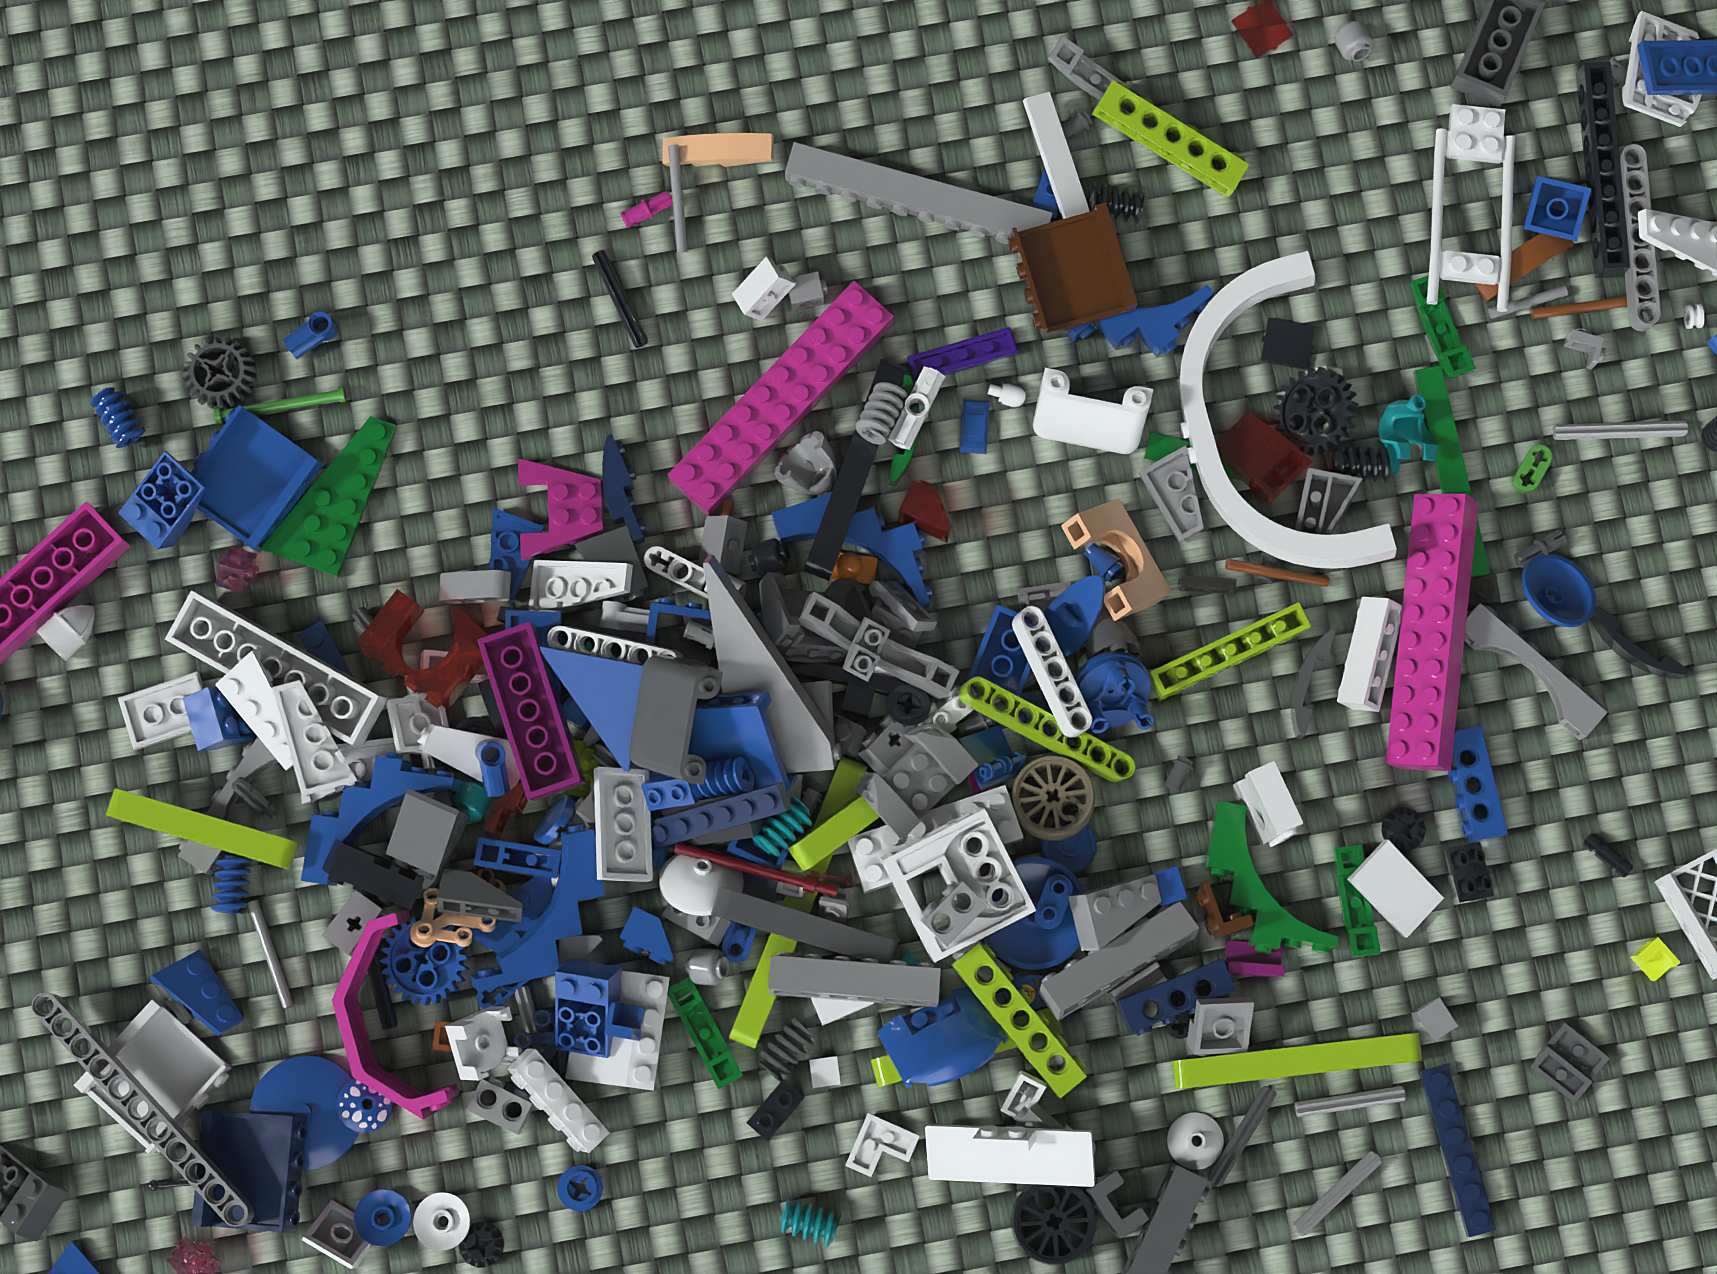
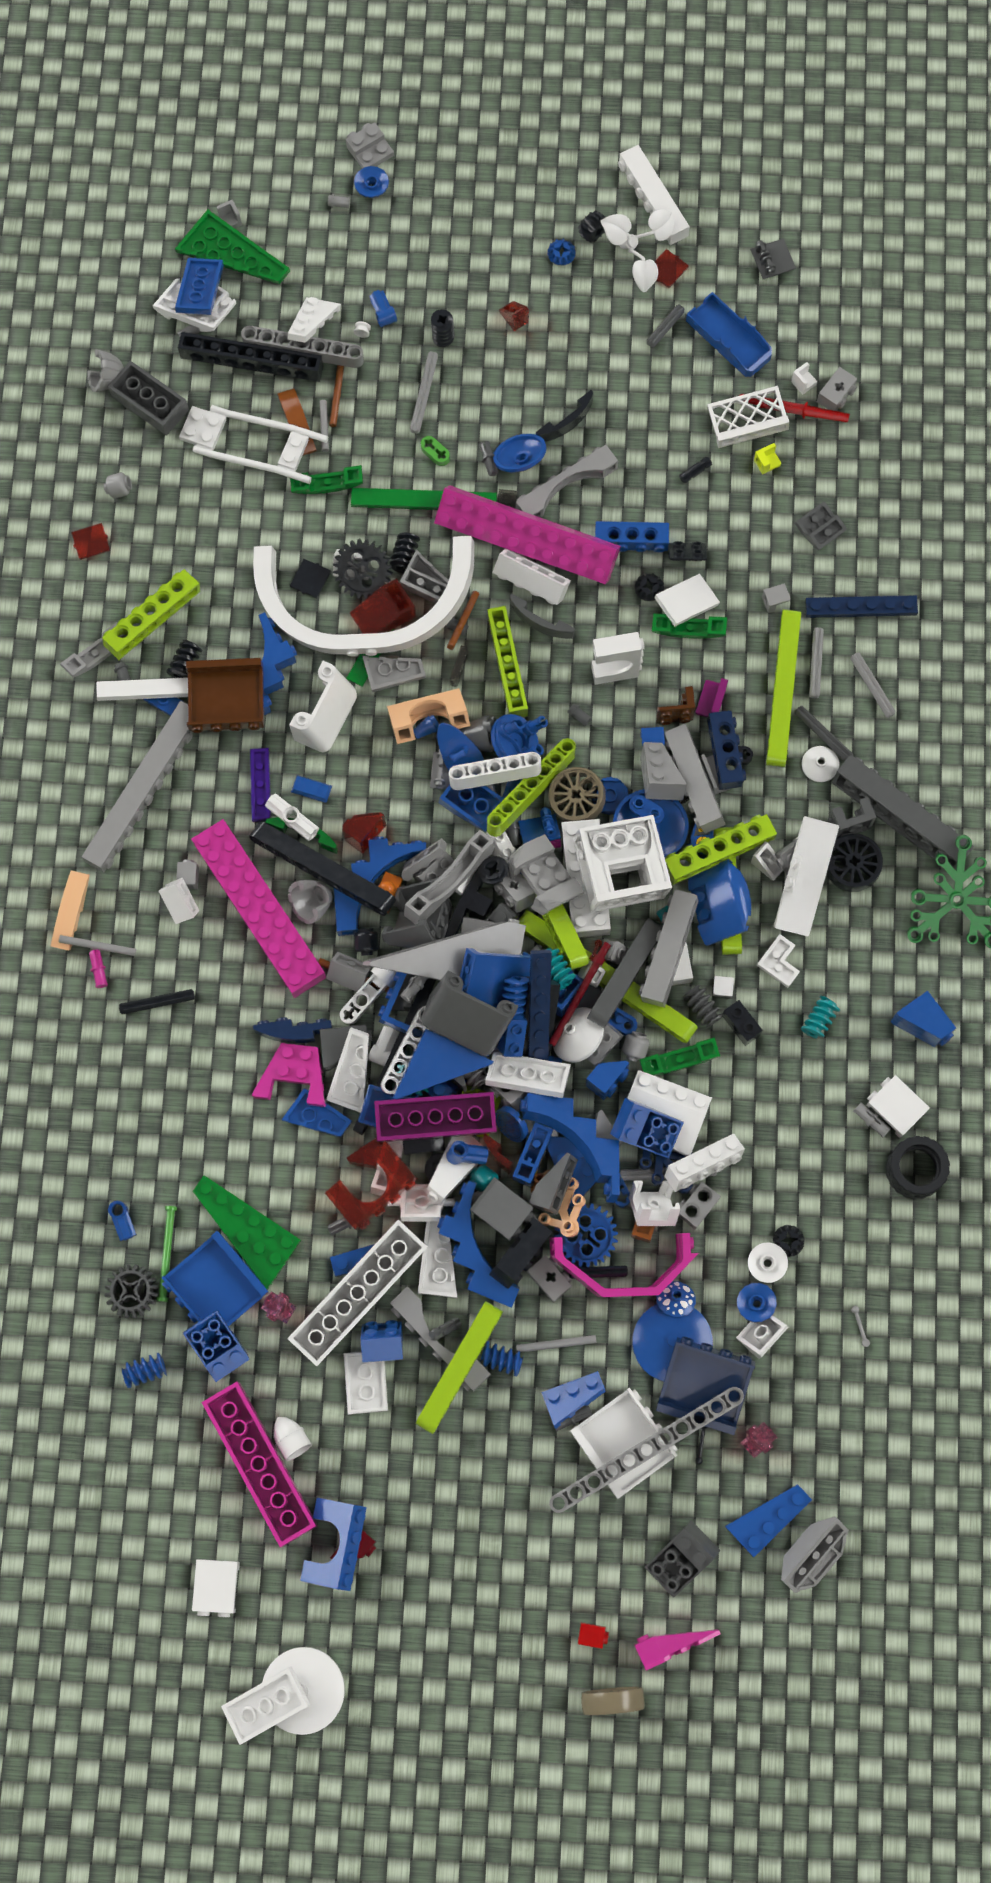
camera: 70 degrees left, 5 degrees down
(251, 694) = (379, 1307): white wing -> none
(311, 747) = (423, 1274): white wing -> none
(475, 587) = (335, 1142): light grey beam -> none
(567, 1191) = (774, 1165): blue gear -> none
(624, 1021) = (662, 1102): blue panel -> none
(865, 649) = (448, 884): light grey slope -> none
(880, 411) = (289, 840): light grey piece -> none
(958, 918) = (647, 862): light grey brick -> none
(1008, 394) = (295, 761): white cylinder -> none
(1221, 1026) = (752, 726): light grey plate -> none
(1272, 924) = (642, 695): green arch -> none
(1404, 424) = (388, 519): teal piece -> none
(1556, 208) = (268, 390): blue slope -> none
(1586, 342) = (364, 393): light grey bracket -> none

